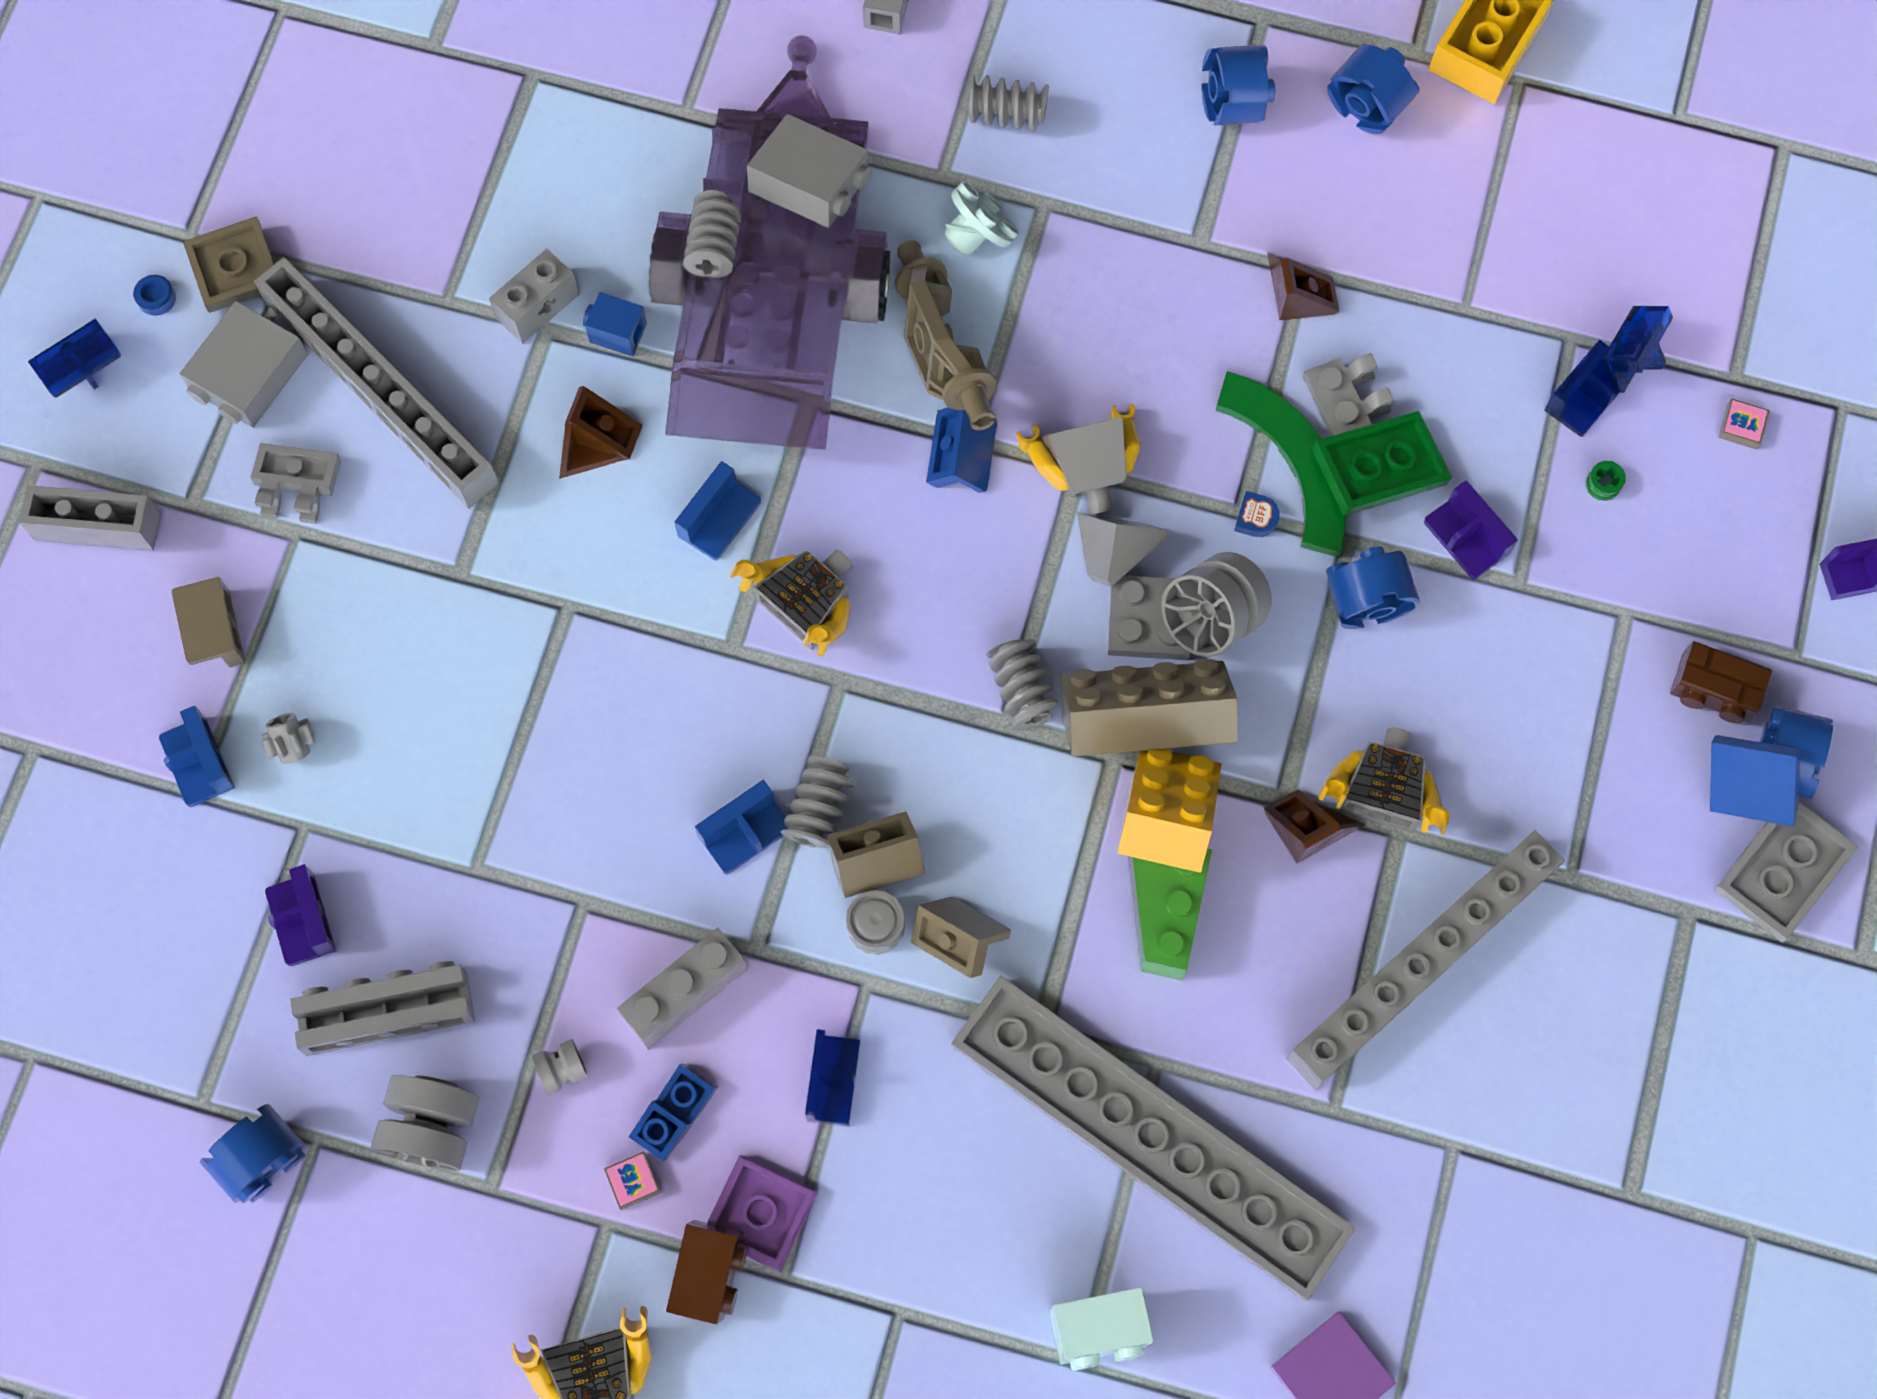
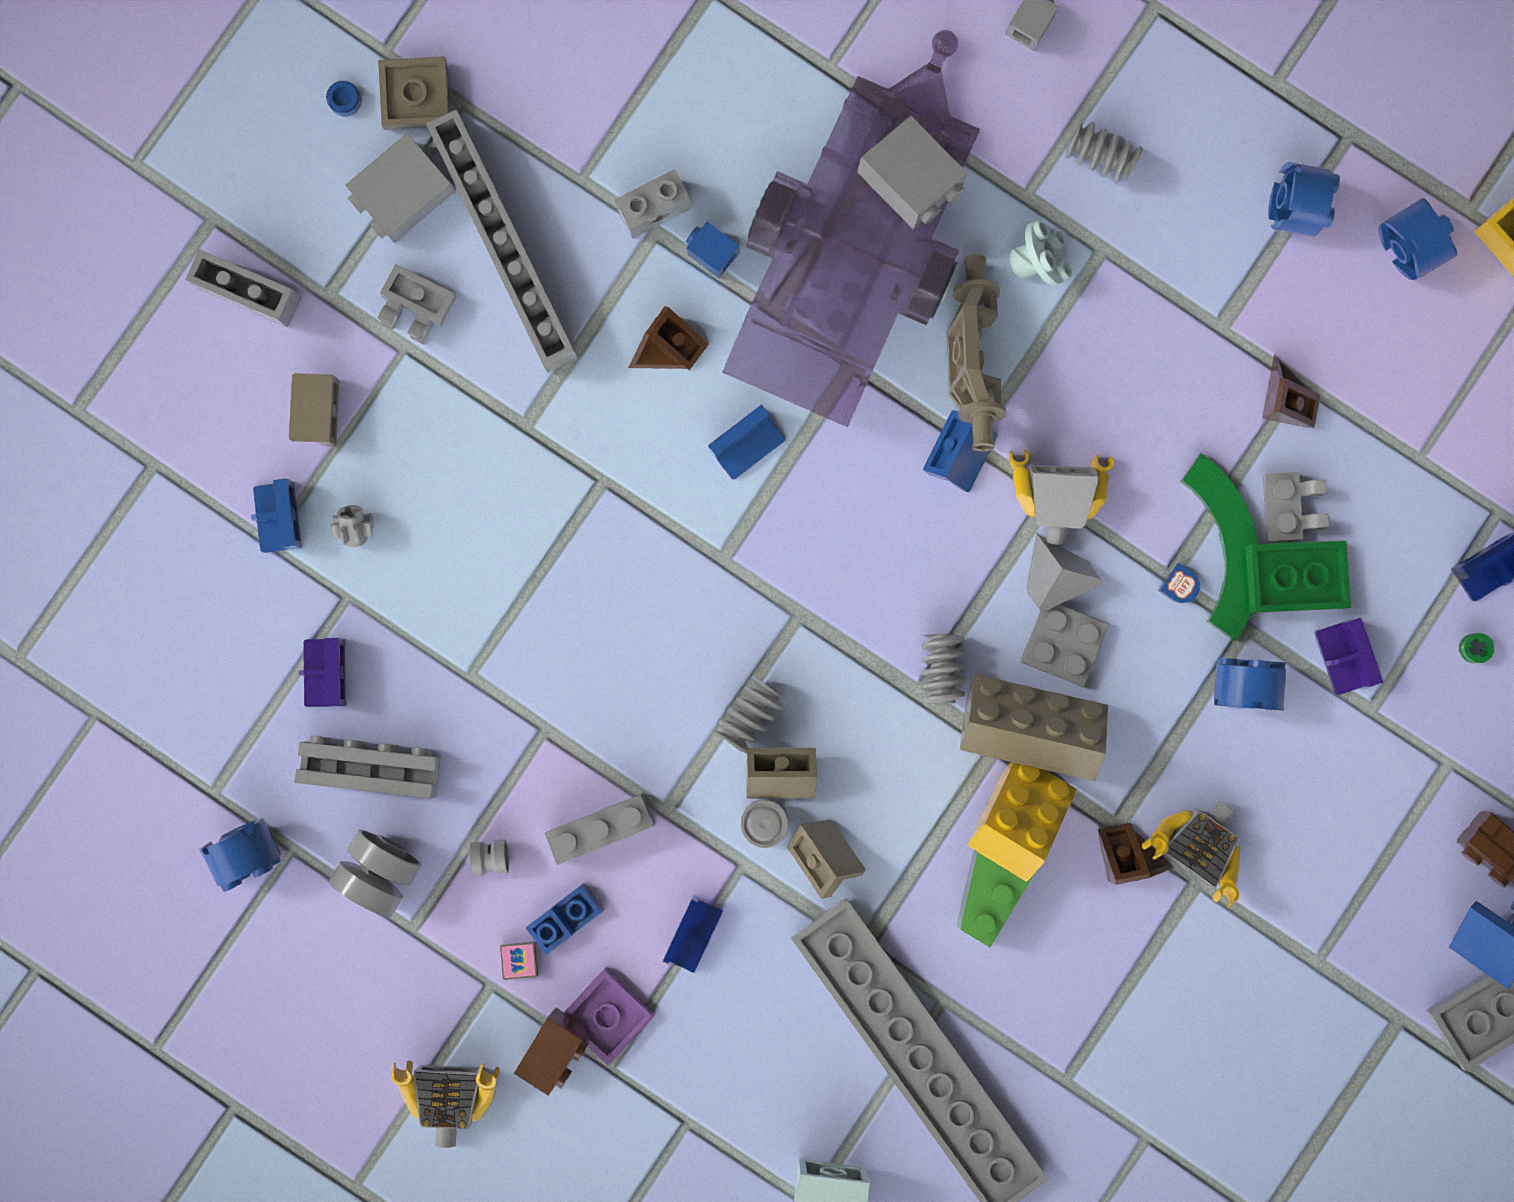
camera: 20 degrees right, 15 degrees up
(75, 359) = (265, 142): clear blue panel -> none
(712, 235) = (813, 208): light grey piece -> none
(742, 827) = (686, 714): blue panel -> none
(802, 594) = (792, 538): torso -> none
(1216, 604) = (1119, 660): light grey wheel -> none
(1424, 960) = (1179, 994): light grey brick -> none

